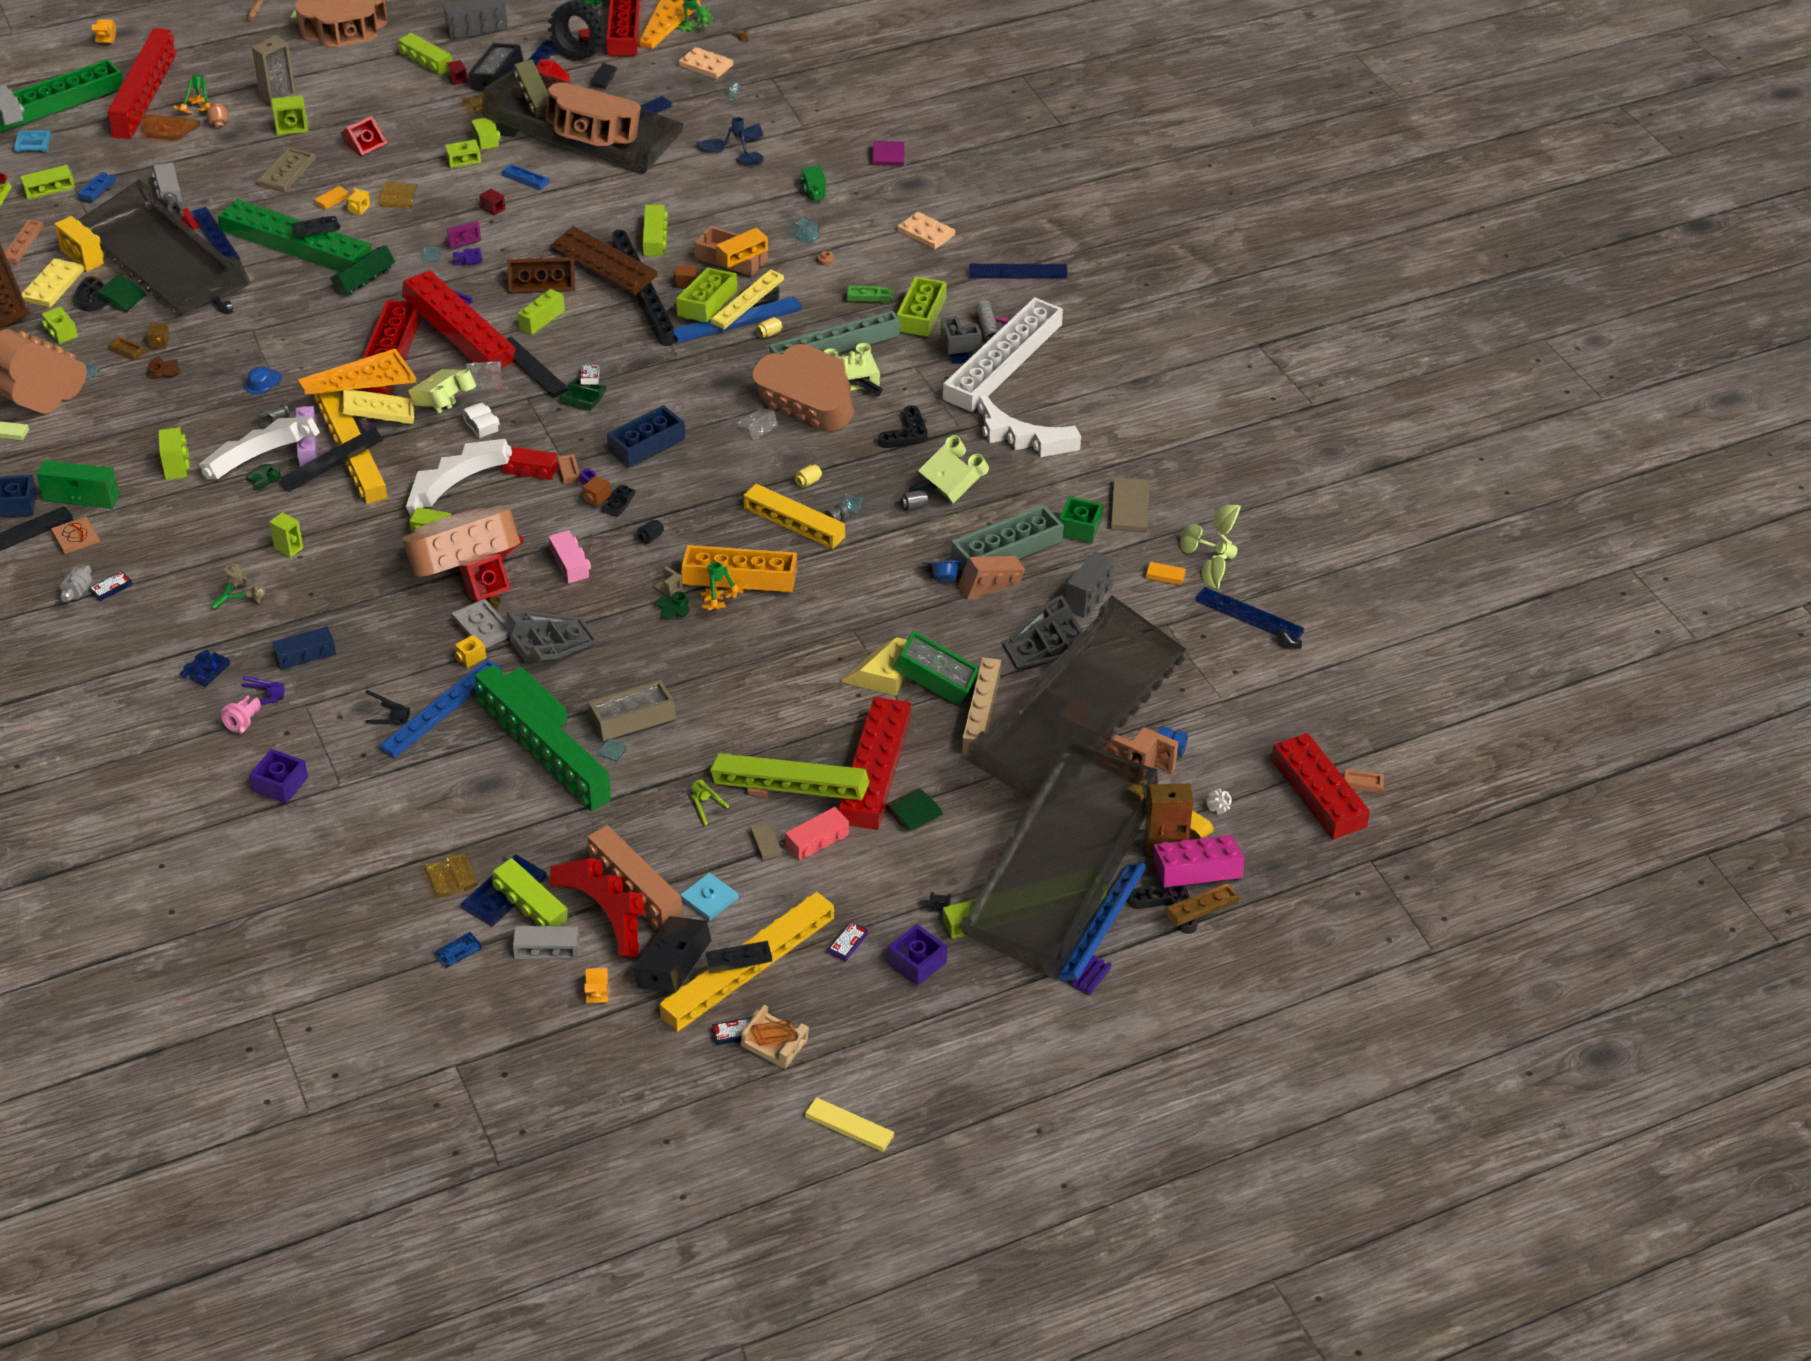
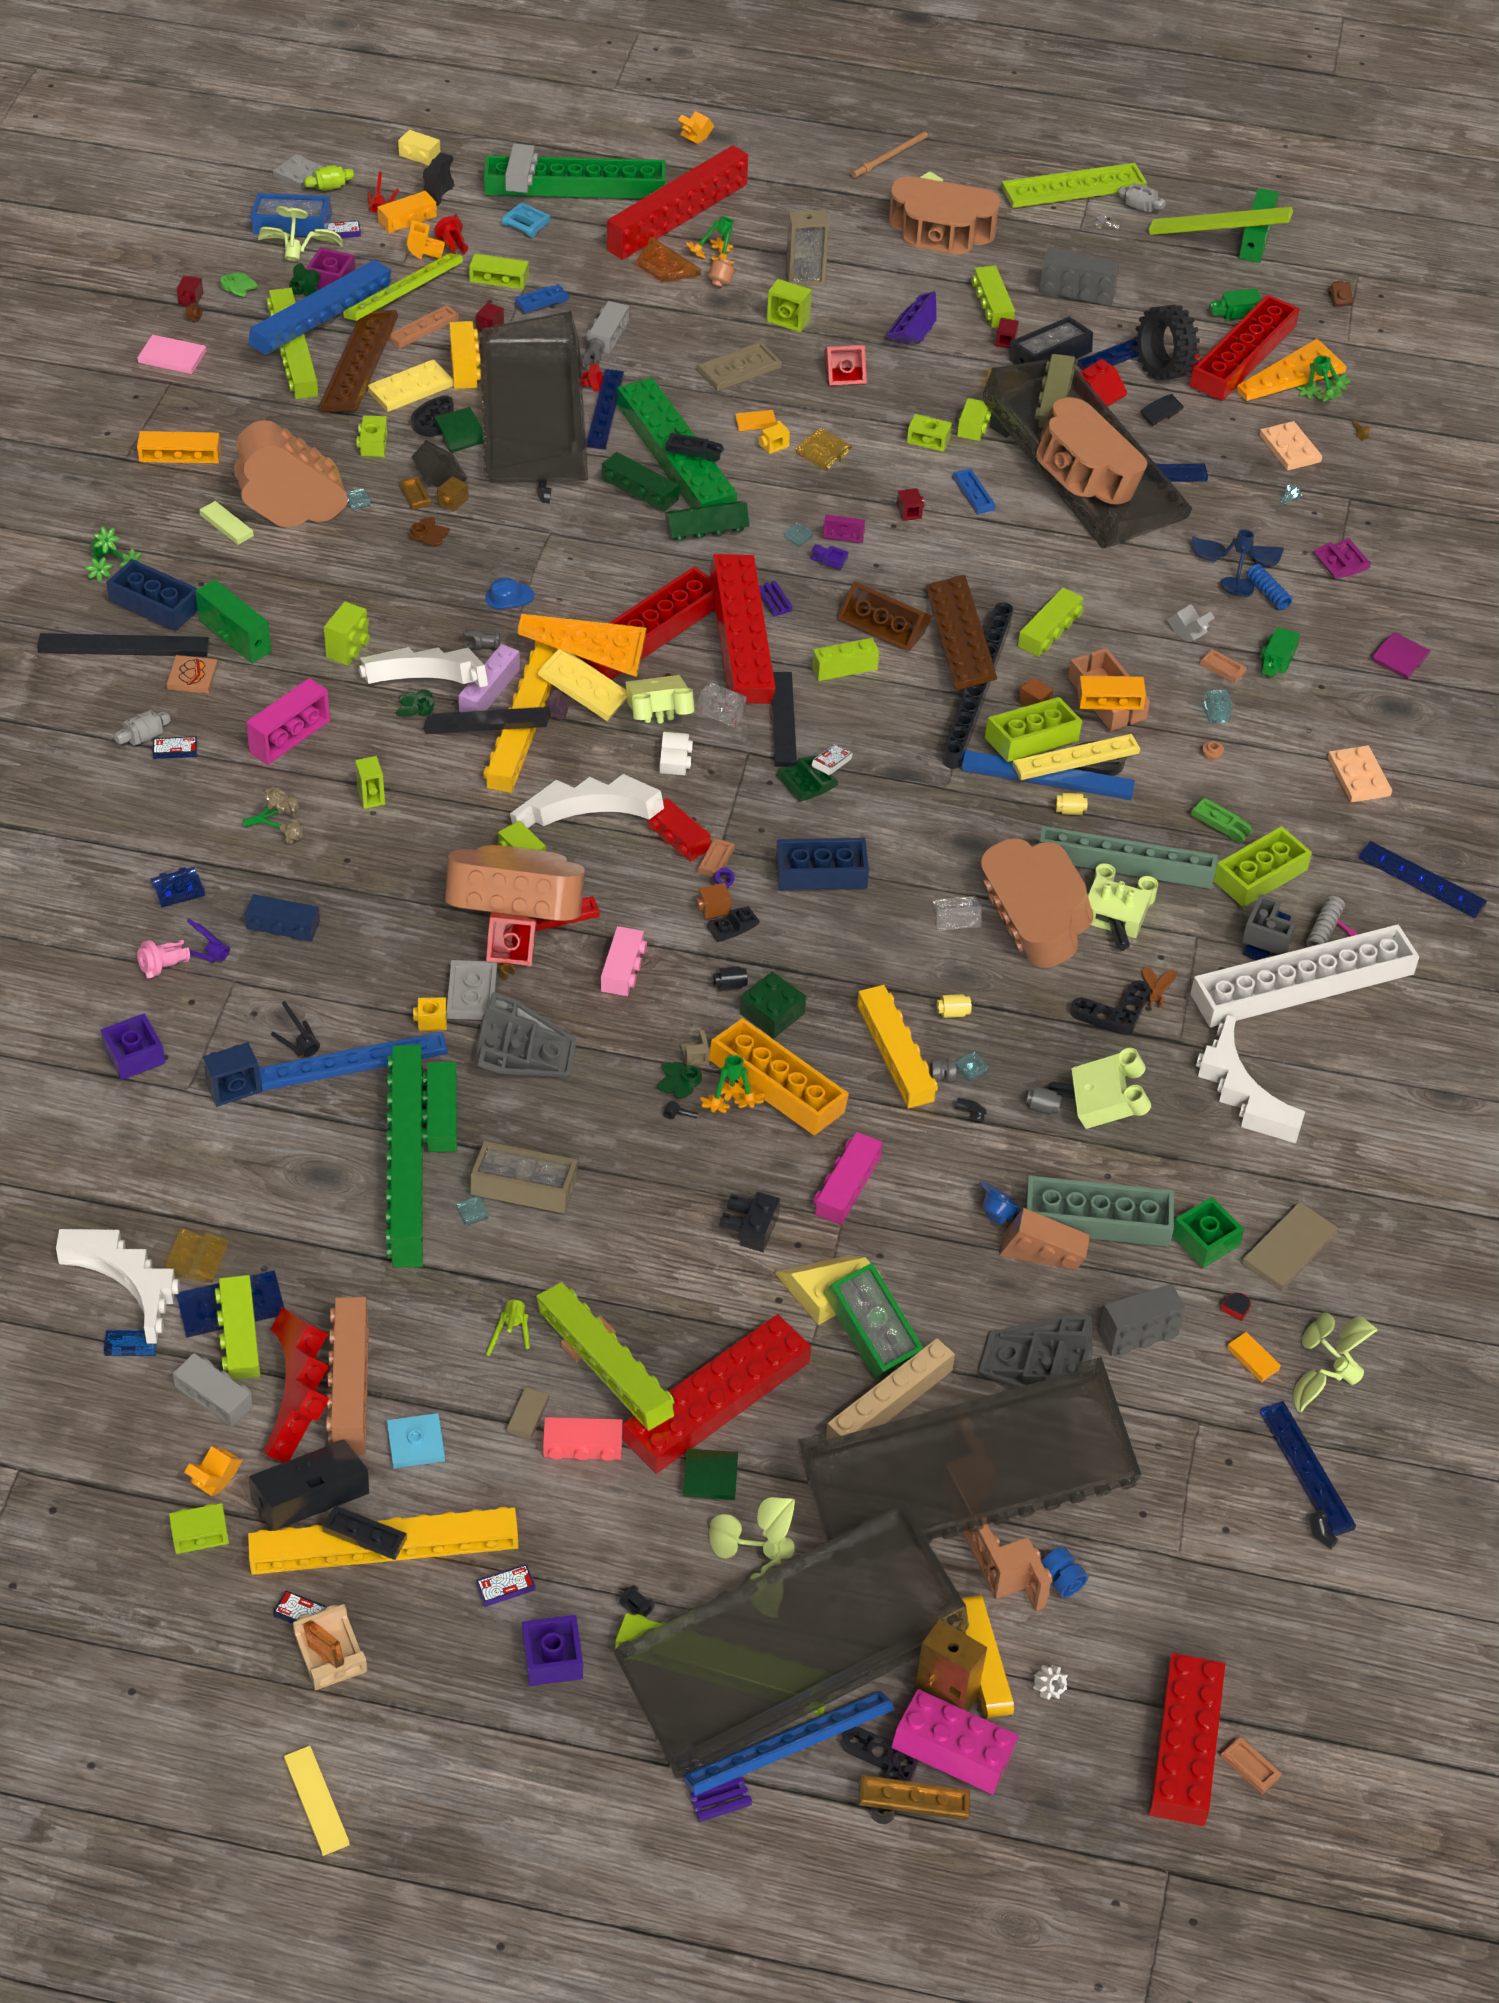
camera: 35 degrees right, 5 degrees up
(71, 209) = (489, 316): none -> dark red brick
(127, 322) = (436, 464): none -> clear smoke slope
(185, 526) = (288, 721): none -> dark pink brick
(290, 268) = (640, 481): none -> dark green brick
(370, 754) = (232, 1074): none -> dark blue brick
(385, 89) = (915, 320): none -> dark purple wedge
(414, 905) = (130, 1267): none -> white arch
(619, 1023) = (198, 1528): none -> lime brick
(687, 624) = (673, 1108): none -> black hand
(693, 529) = (772, 1004): none -> dark green brick
(744, 193) = (1188, 624): none -> light grey brick
(772, 149) = (1269, 587): none -> blue piece
(785, 207) = (1223, 666): none -> nougat tile
(800, 113) = (1342, 559): none -> magenta slope
(806, 656) = (758, 1224): none -> black brick
(838, 604) = (848, 1178): none -> dark pink brick
(873, 526) = (972, 1106): none -> black arm
(921, 404) = (1158, 986): none -> dark orange piece
(993, 795) = (773, 1517): none -> yellowish green plant
(1131, 551) = (1237, 1305): none -> black tile

